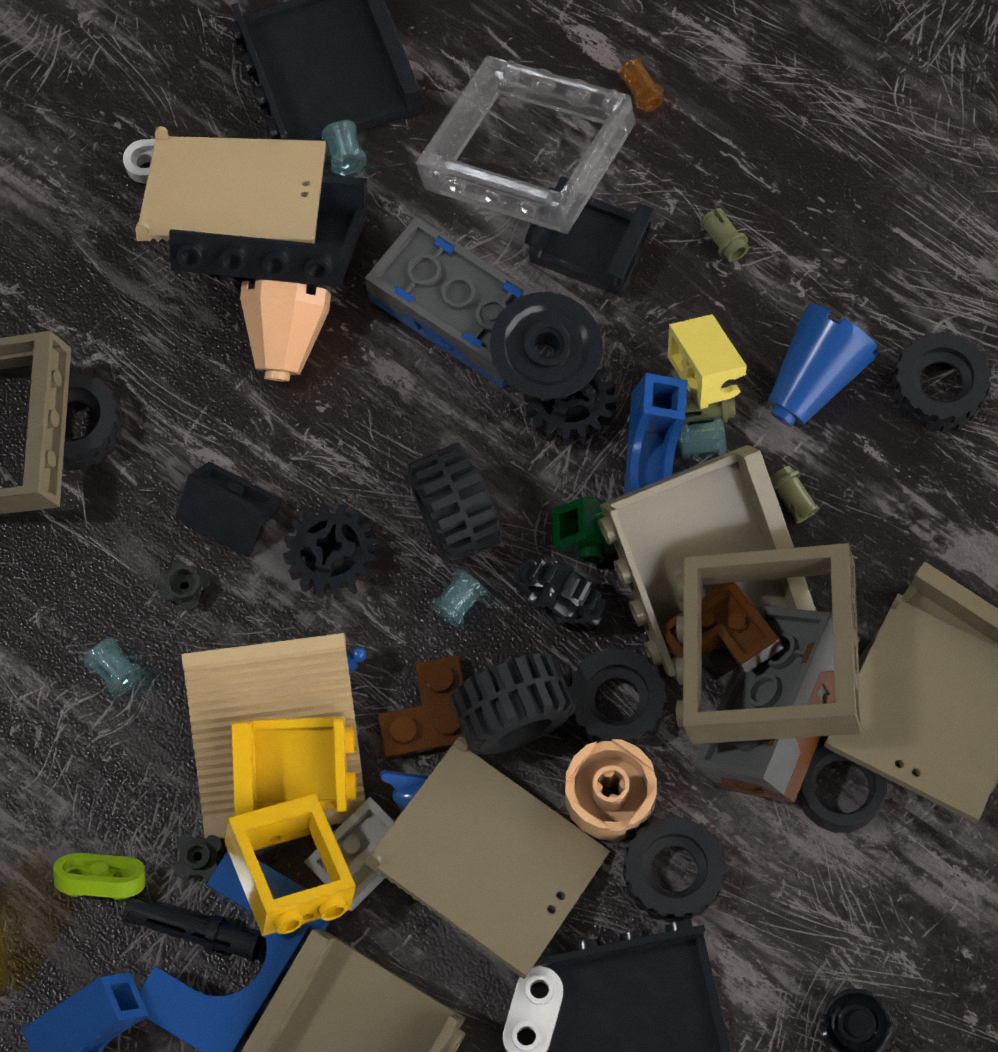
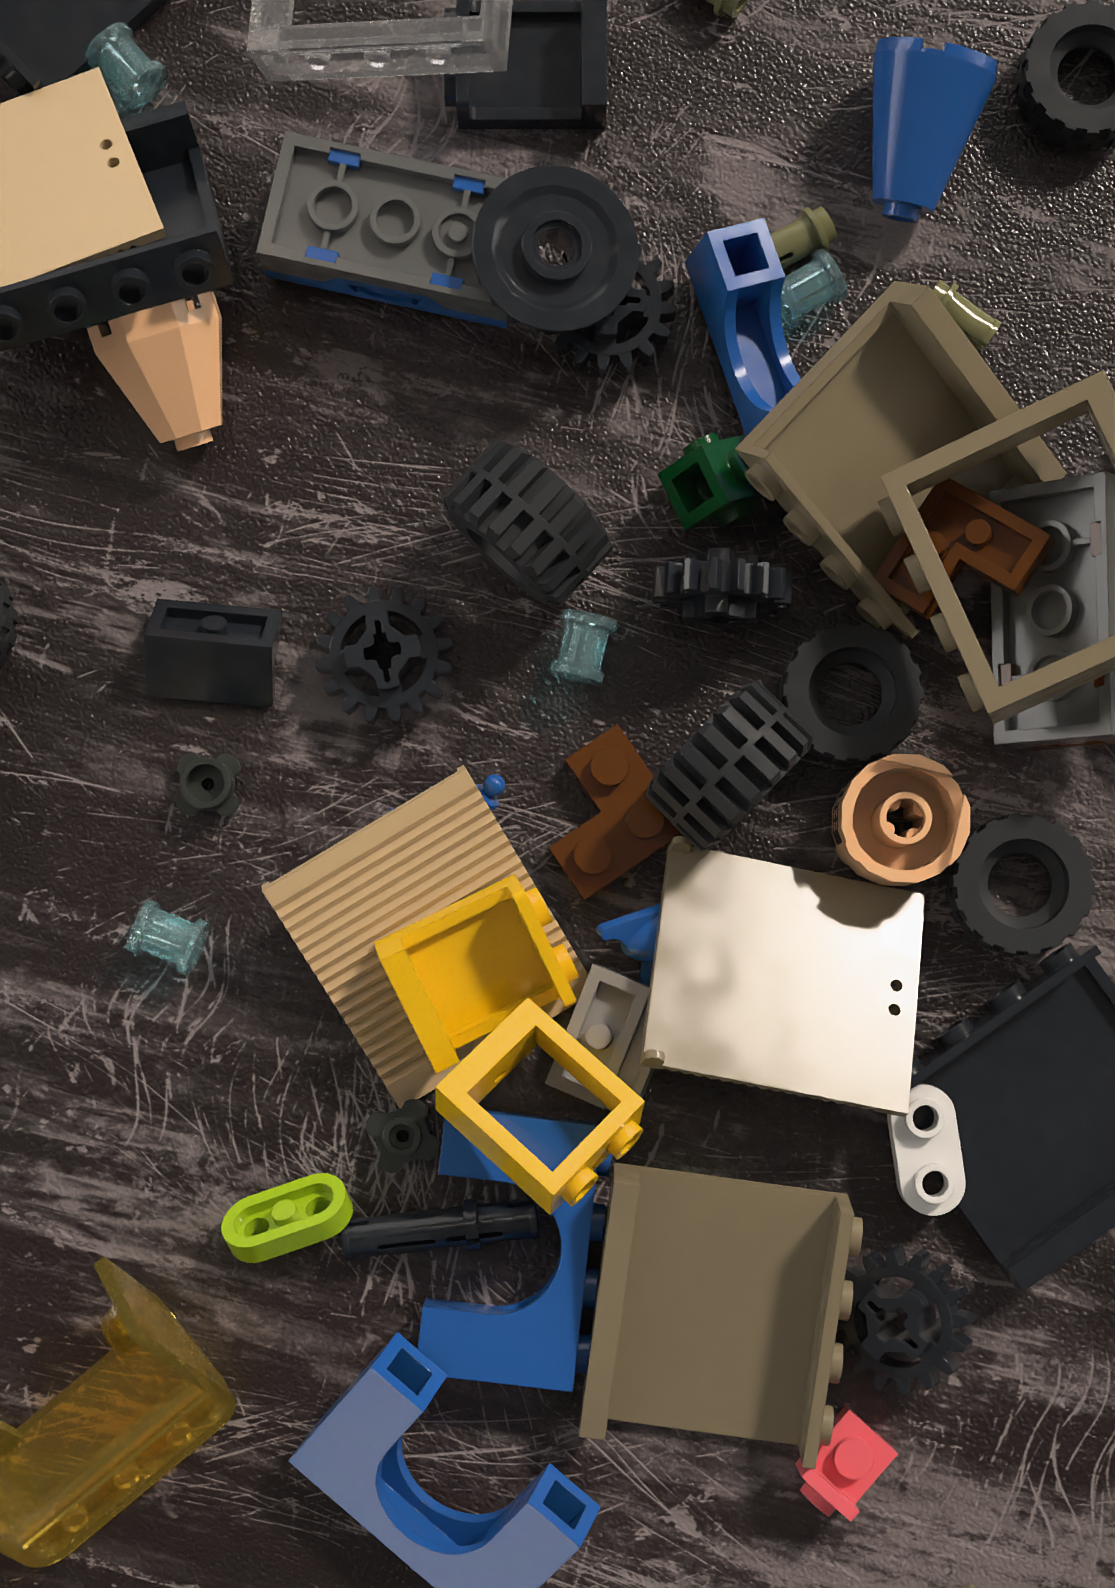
camera: 30 degrees left, 15 degrees up
(705, 359) = (768, 175): light yellow hinge -> none

